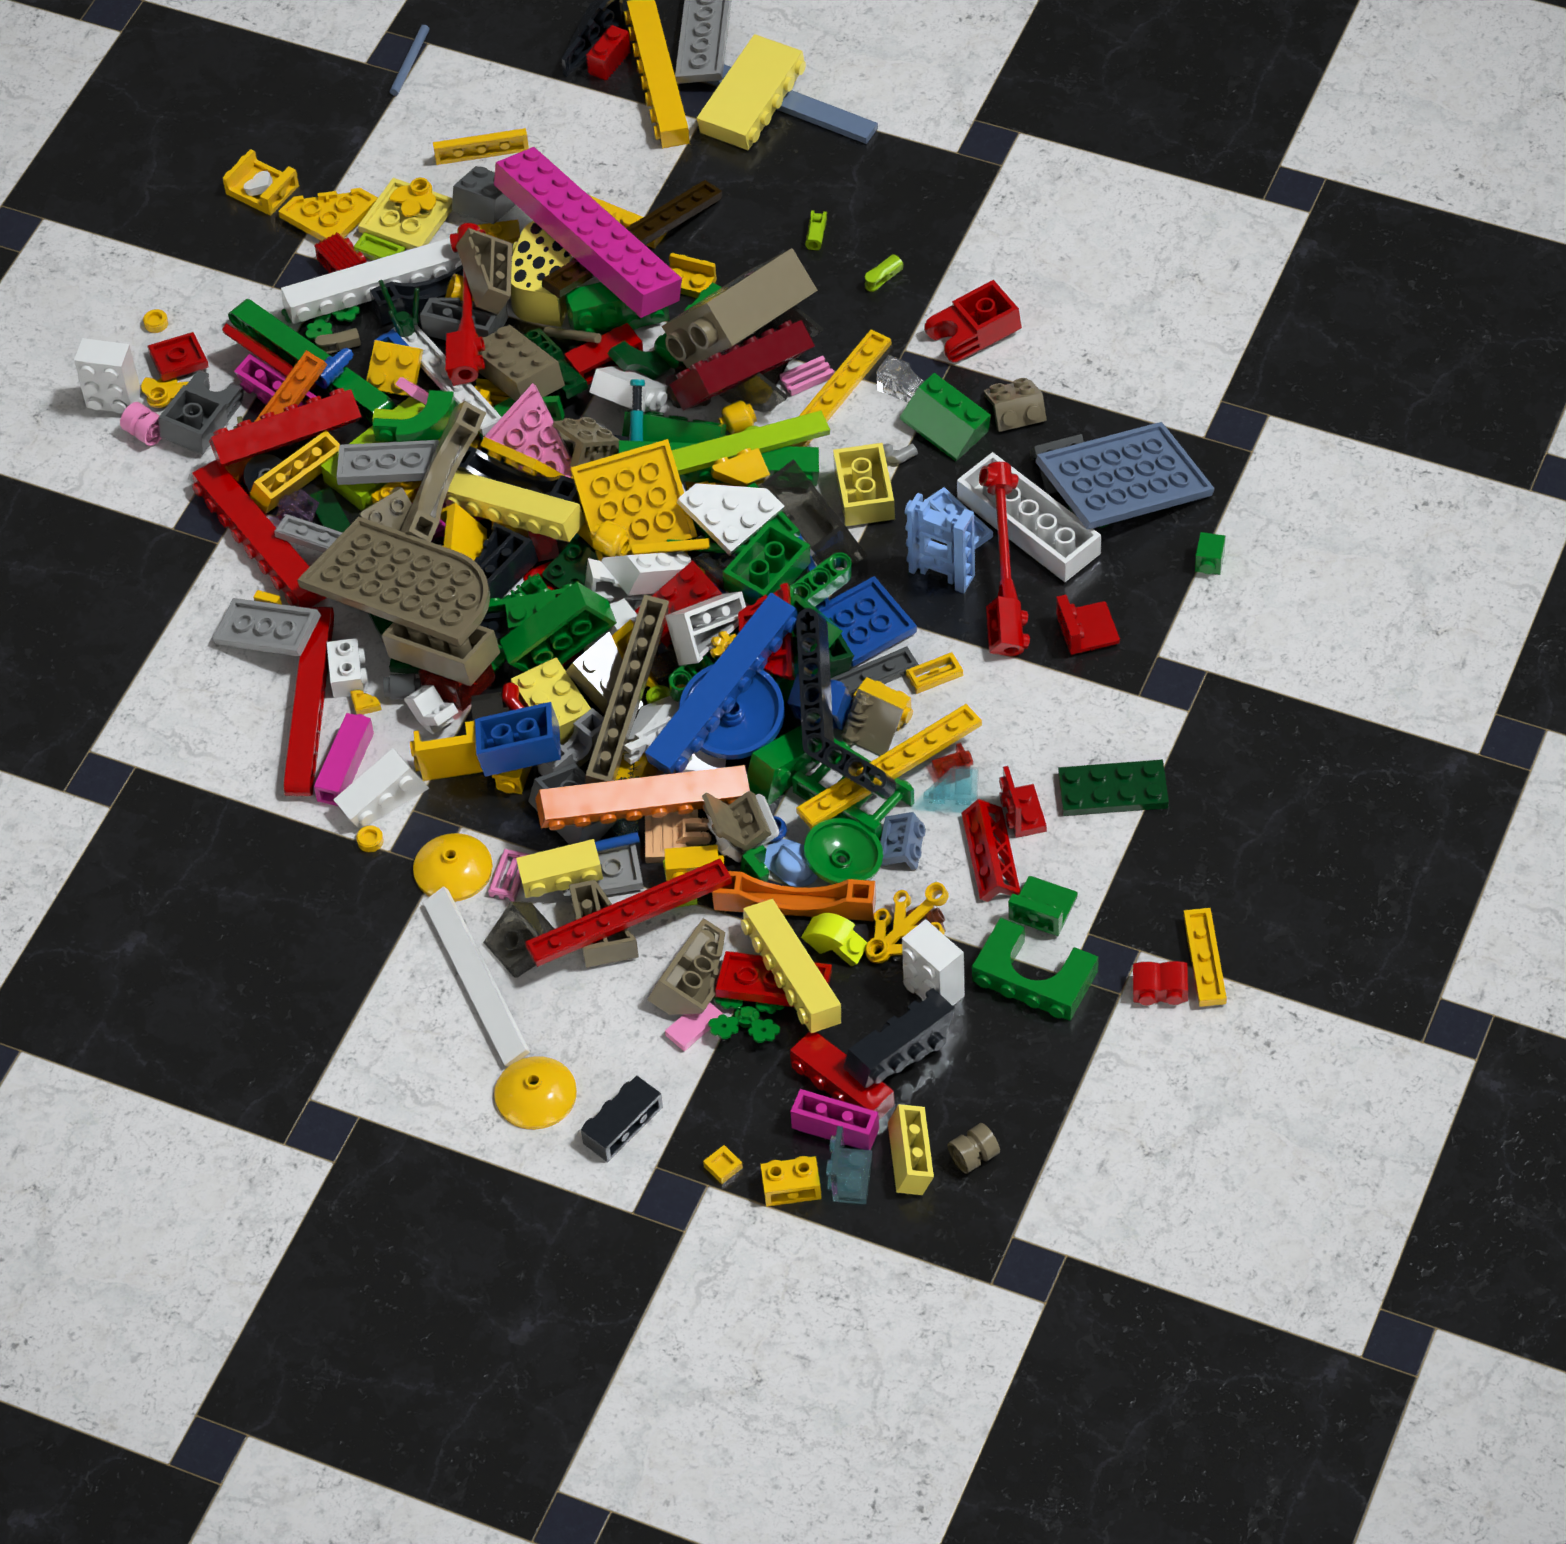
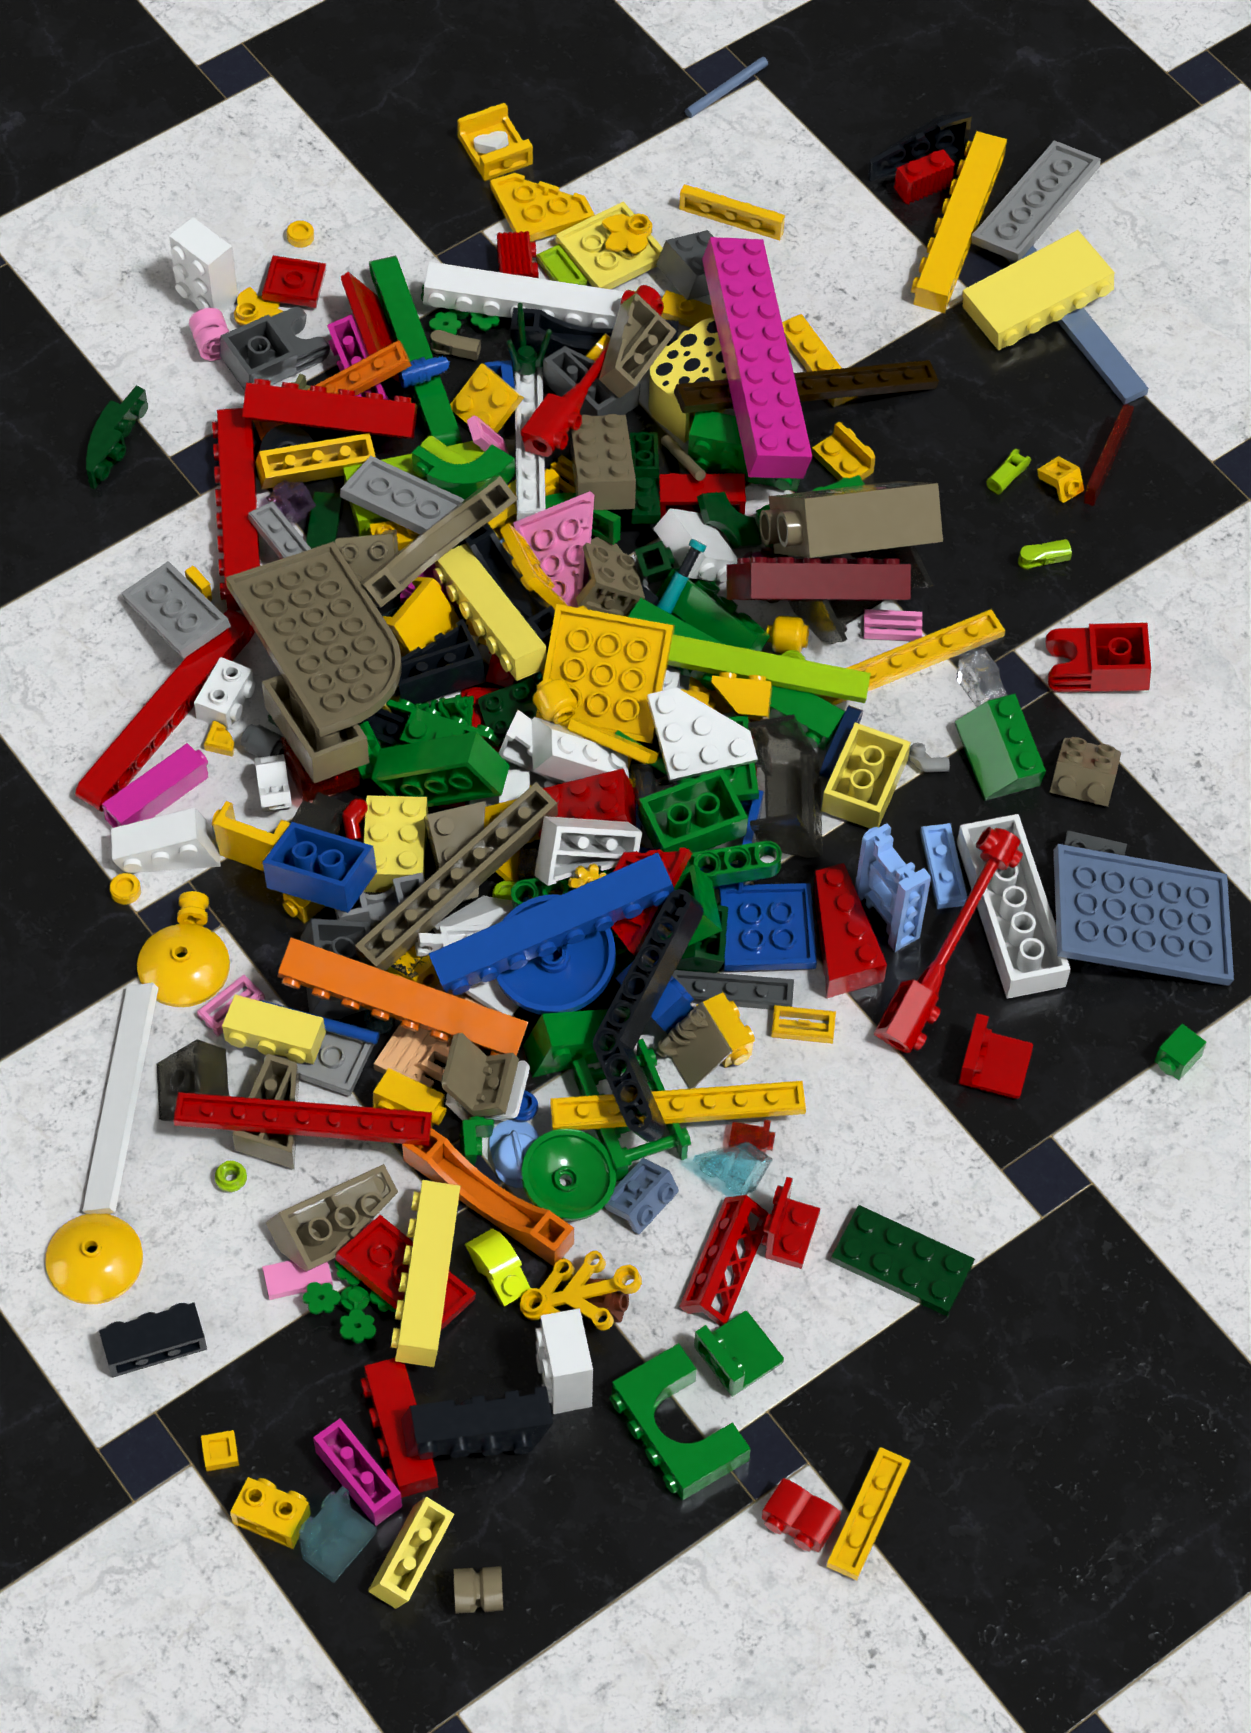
camera: 25 degrees right, 5 degrees up
(119, 532) = (107, 438): none -> dark green slope
(433, 823) = (193, 908): none -> yellow wheel
(594, 979) = (230, 1168): none -> lime plate
(608, 412) = (653, 562): none -> dark green brick
(828, 473) = (850, 716): none -> dark blue beam
(859, 212) = (1063, 476): none -> yellow bracket
(881, 182) = (1108, 454): none -> clear red tile
(923, 596) = (845, 935): none -> red wedge

